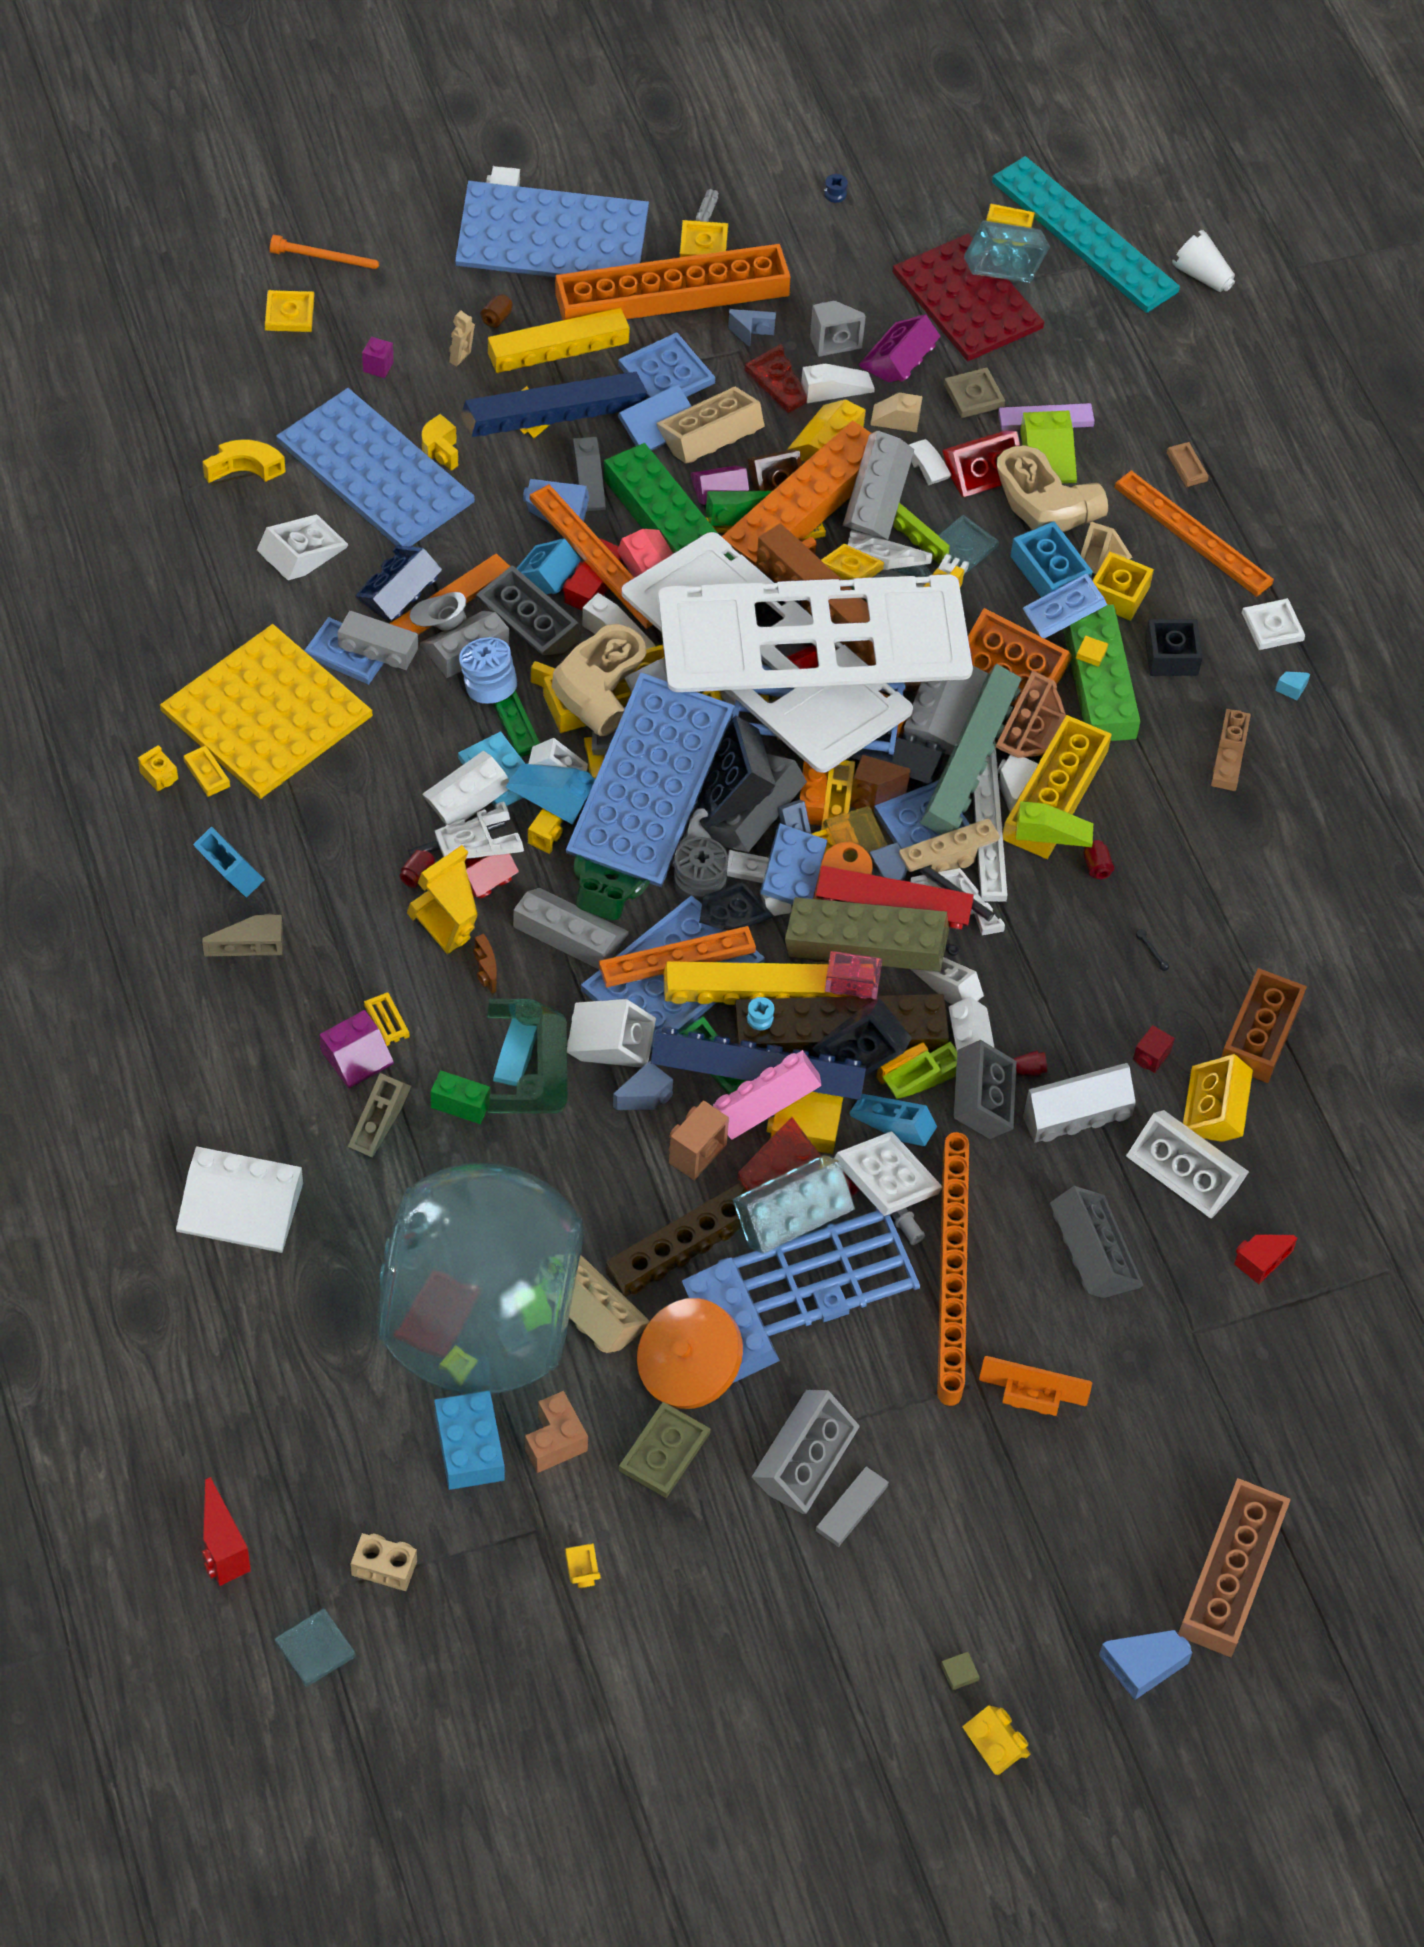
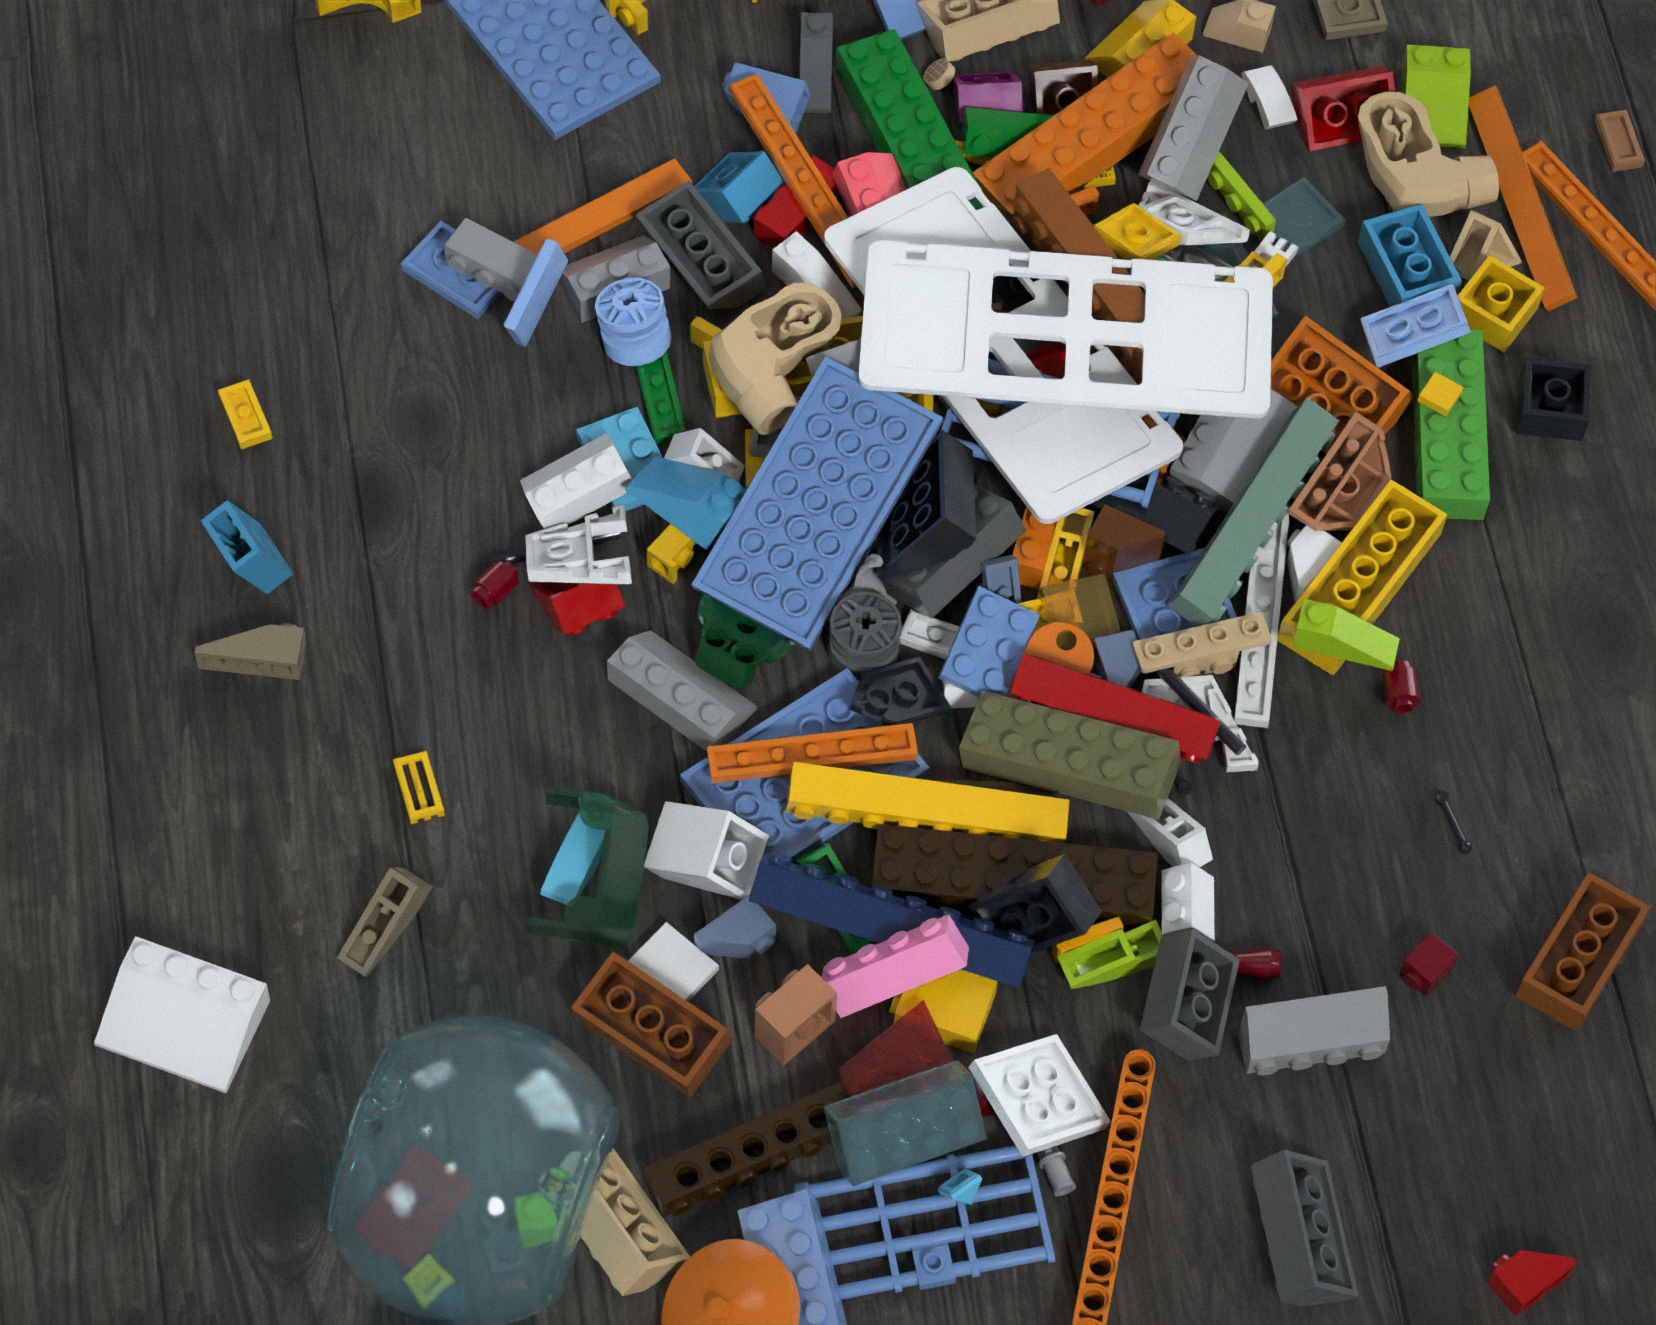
camera: 10 degrees right, 5 degrees up
(157, 768) = (182, 403): yellow brick -> none
(266, 710) = (337, 340): yellow plate -> none
(300, 546) = (421, 117): white slope -> none
(355, 1049) = (369, 825): magenta slope -> none
(399, 581) = (539, 184): wedge -> none
(412, 657) = (535, 292): none -> light blue tile
(442, 611) = (586, 231): light grey piece -> none
(448, 905) = (518, 639): yellow windscreen -> none
(460, 1097) = (493, 910): green brick -> none
(487, 965) = (561, 729): dark orange slope -> none
(593, 1160) = (651, 1024): none -> dark orange brick
(597, 1124) = (675, 962): none -> white tile
(682, 472) = (939, 74): none -> tan tile
(757, 1019) = (900, 857): medium azure wheel -> none
(843, 1243) = (961, 1186): none -> medium azure slope
(853, 975) = (1038, 813): clear pink brick -> none
(907, 1120) = (1077, 1022): dark azure slope -> none
(1011, 417) = (1484, 53): lavender tile -> none
(1124, 511) = (1522, 198): none -> orange tile
(1187, 1163) = (1446, 1133): white slope -> none
(1218, 1098) = (1504, 1047): yellow slope -> none
(1230, 750) = (1607, 553): medium nougat slope -> none

